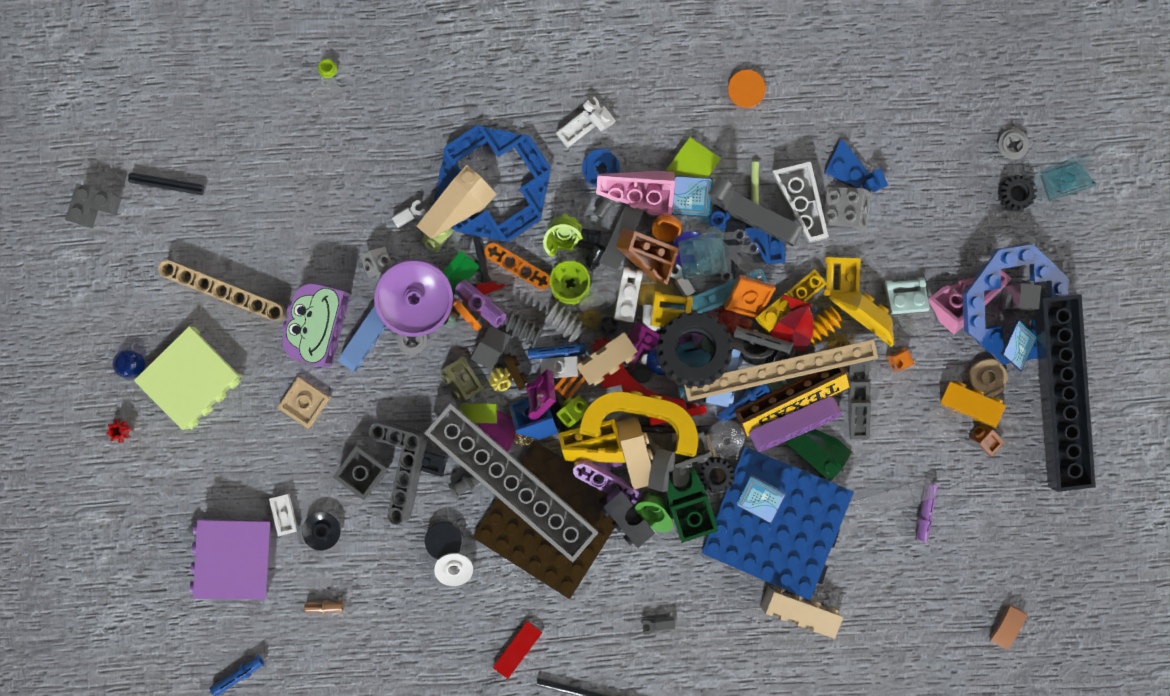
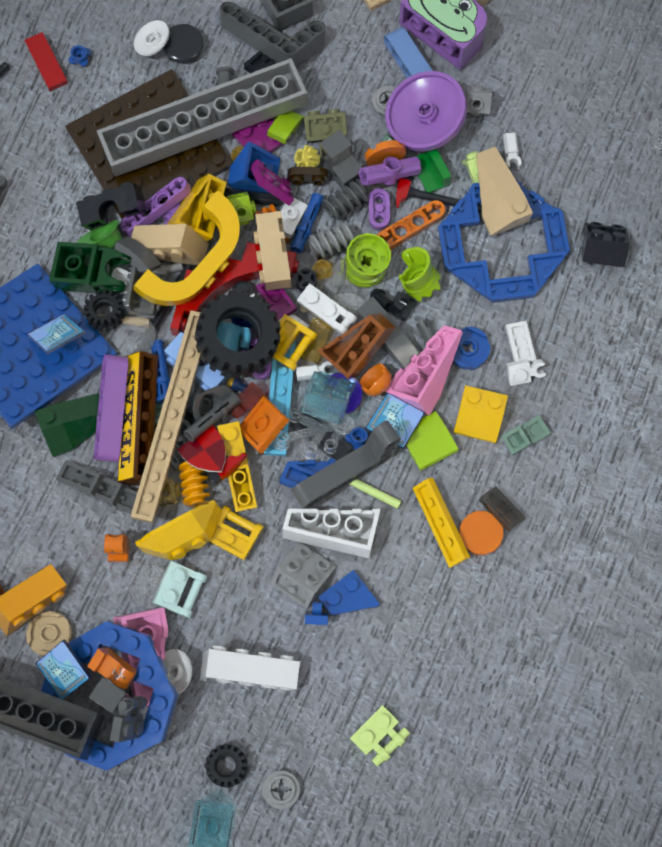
camera: 120 degrees right, 15 degrees down
(456, 99) = (605, 244): none -> black slope
(498, 628) = (79, 50): none -> blue plate
(515, 297) = (379, 211): none -> medium lavender plate
(649, 90) = (526, 435): none -> sand green slope
(652, 132) = (480, 414): none -> yellow slope
(721, 80) = (502, 509): none -> clear smoke plate
(755, 122) = (441, 522): none -> yellow plate
(935, 97) = (375, 730): none -> yellowish green plate
(943, 211) = (249, 669): none -> white wedge
(970, 264) = (178, 669): none -> white dish
(1001, 306) = (112, 667): none -> orange leg
(1036, 271) = (129, 722): none -> dark grey plate

